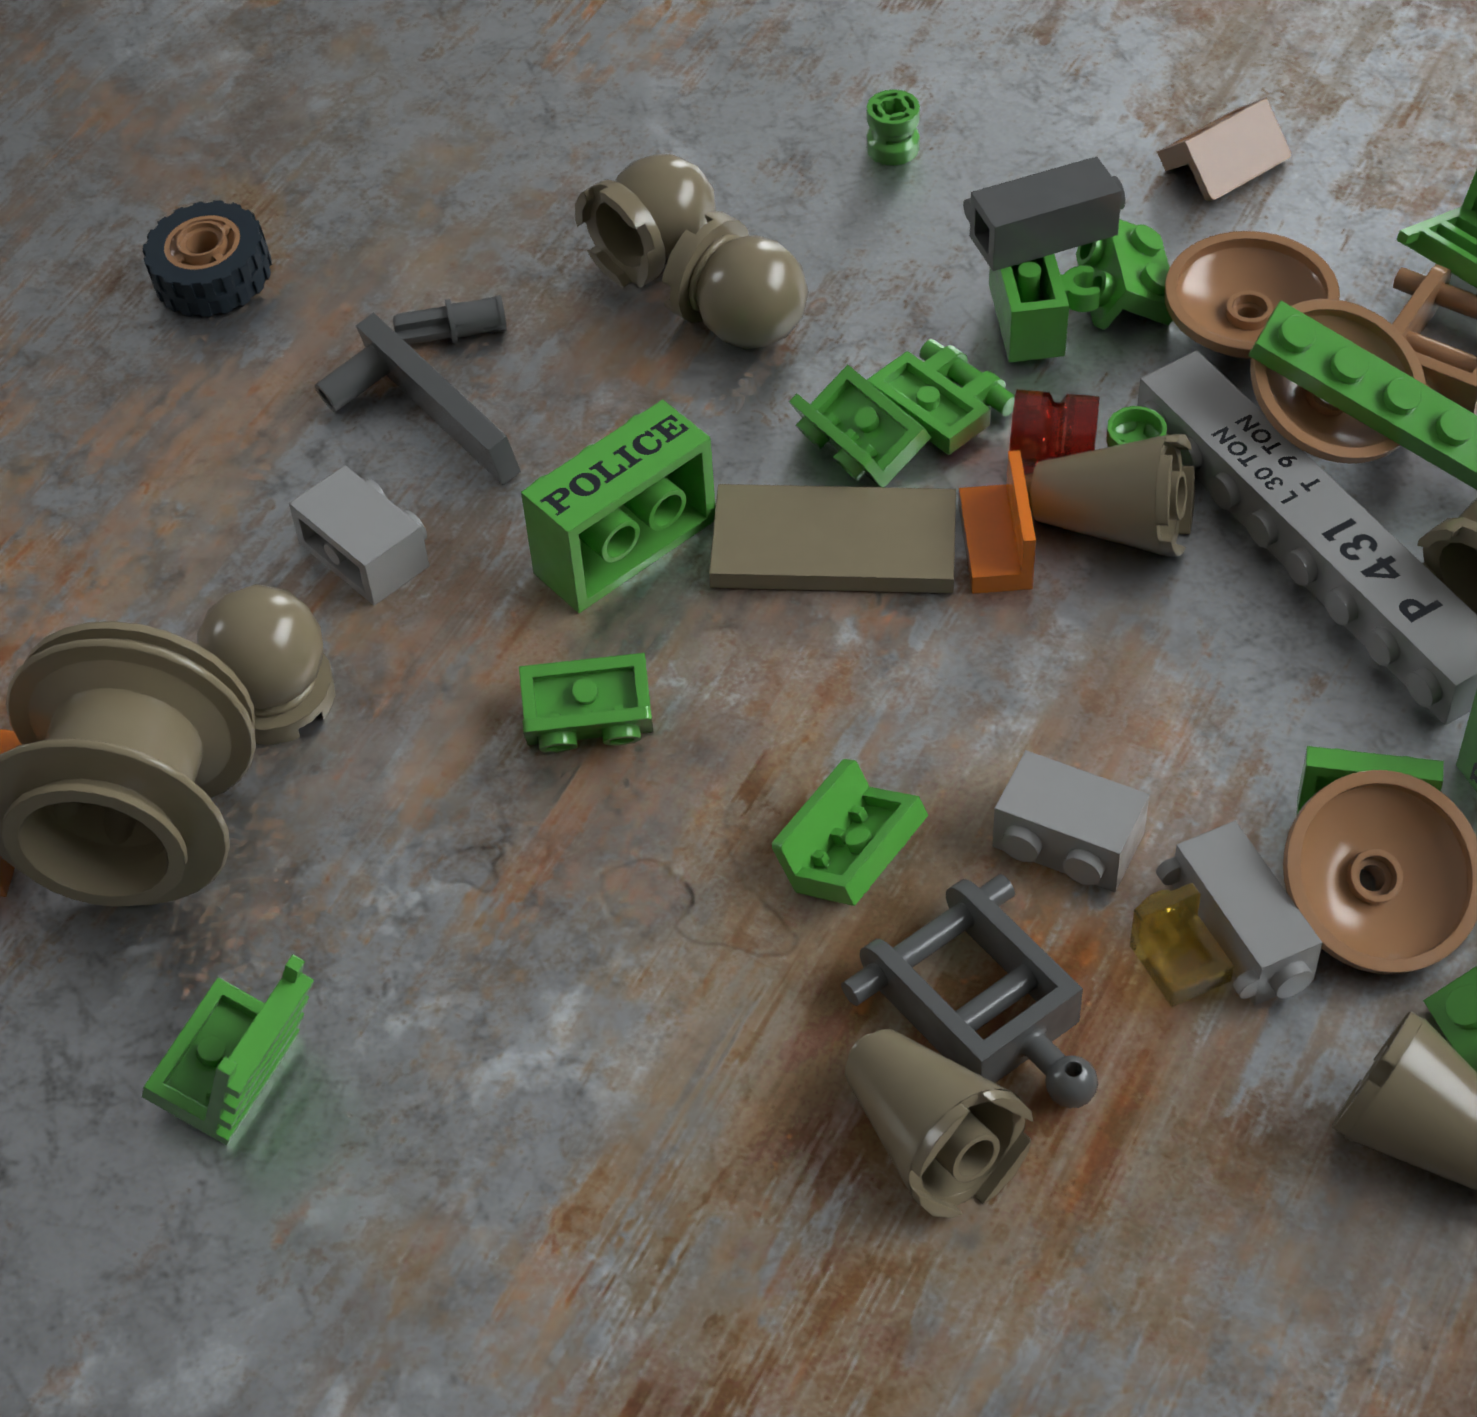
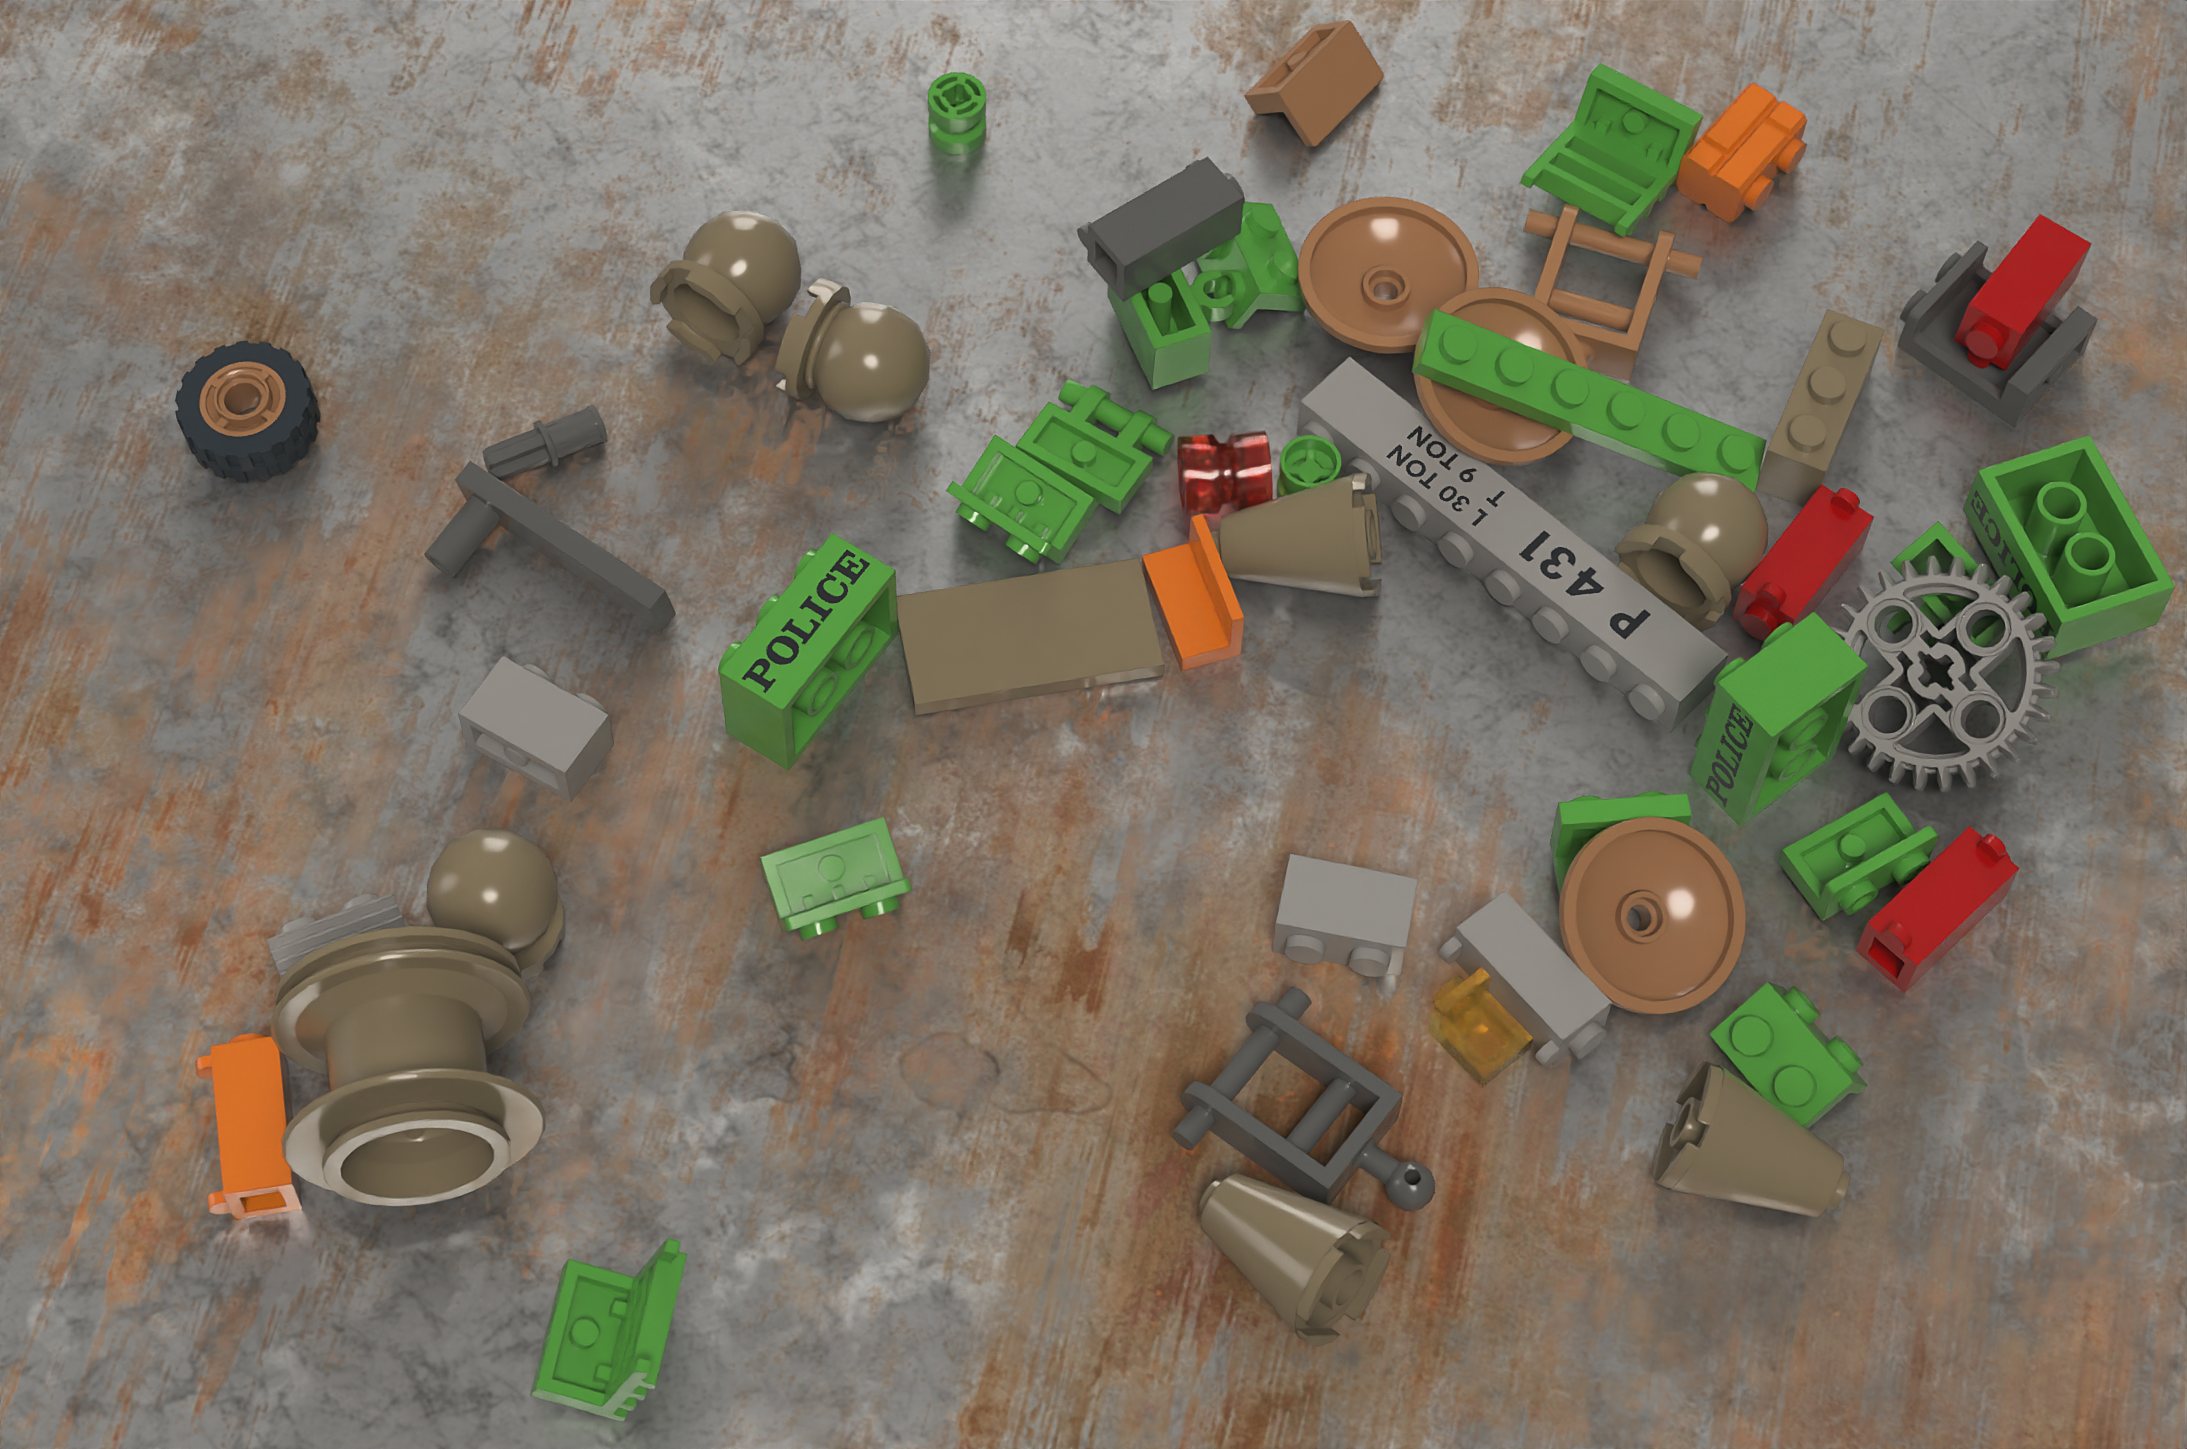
camera: 20 degrees left, 10 degrees up
(846, 835) = (1136, 976): bright green bracket -> none

